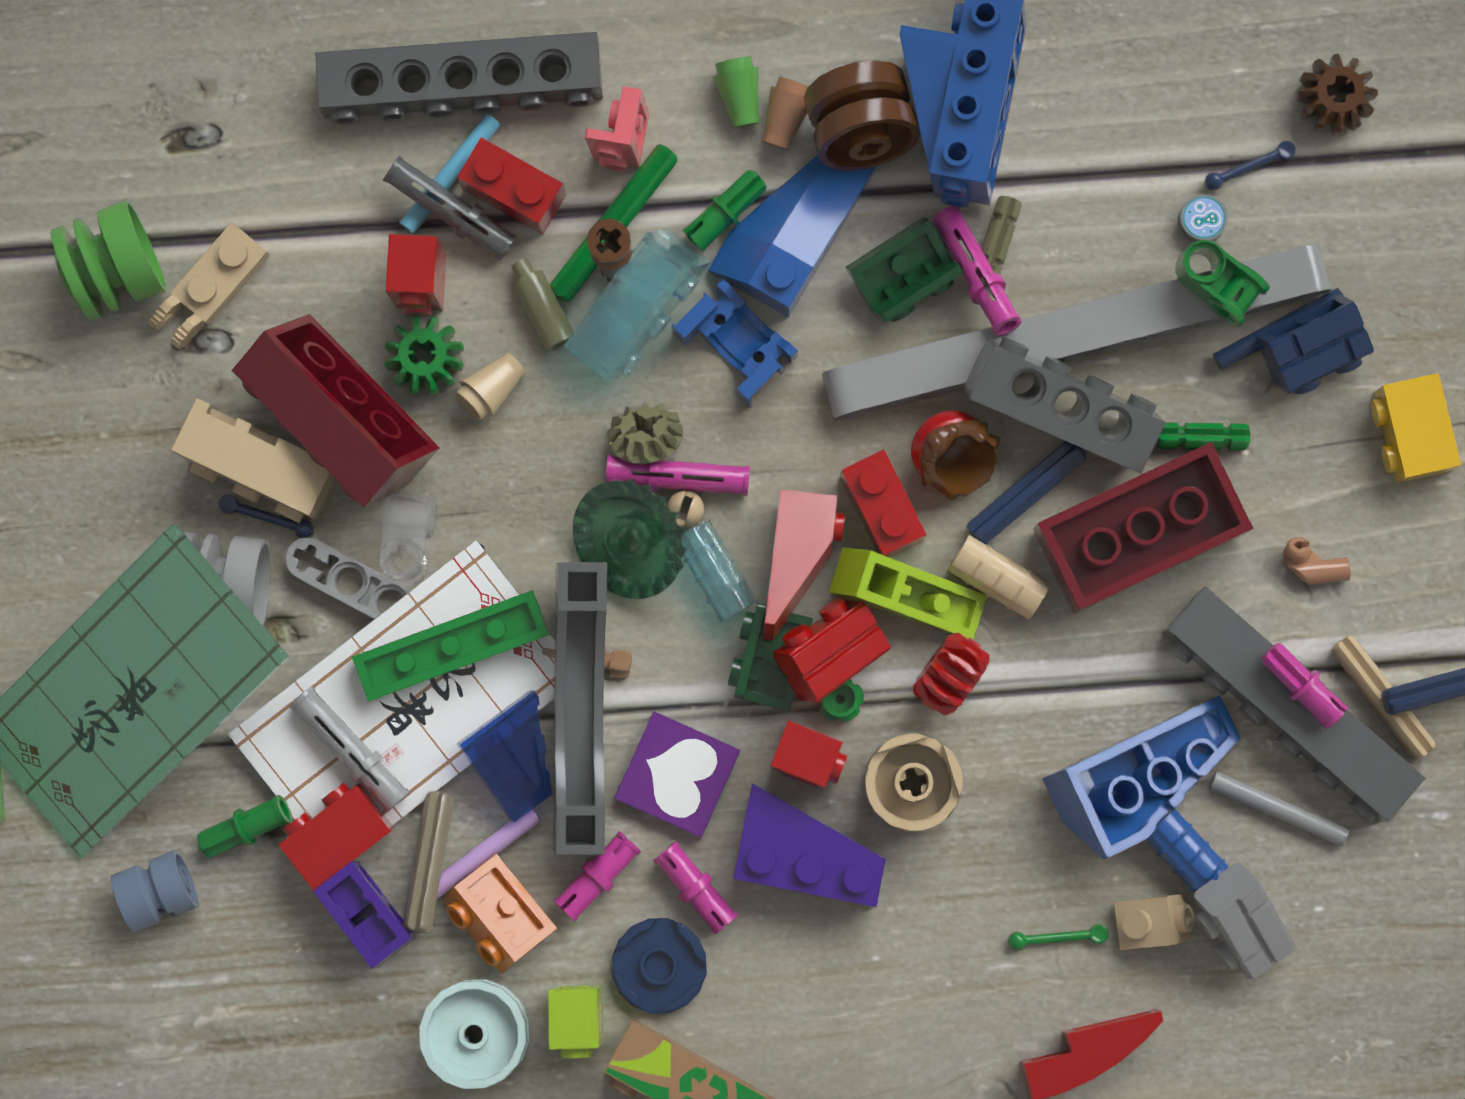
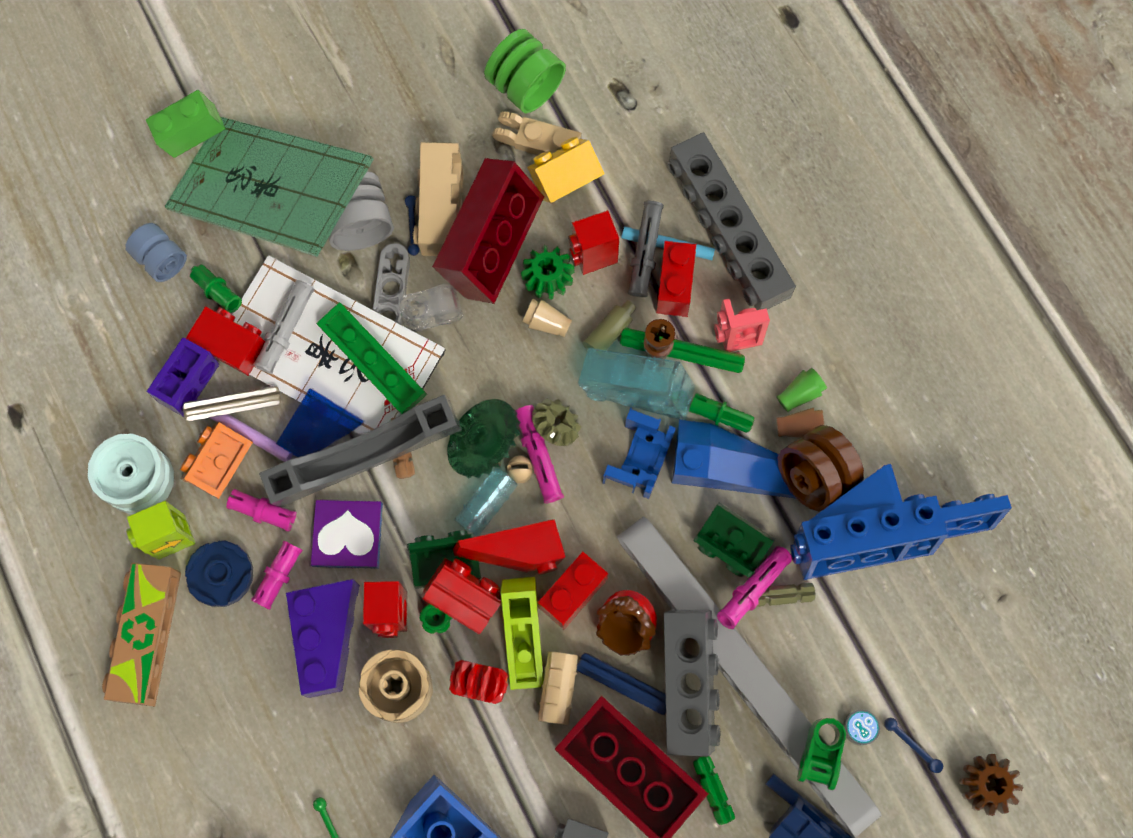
camera: 65 degrees right, 10 degrees down
(284, 267) = (565, 169): none -> yellow brick

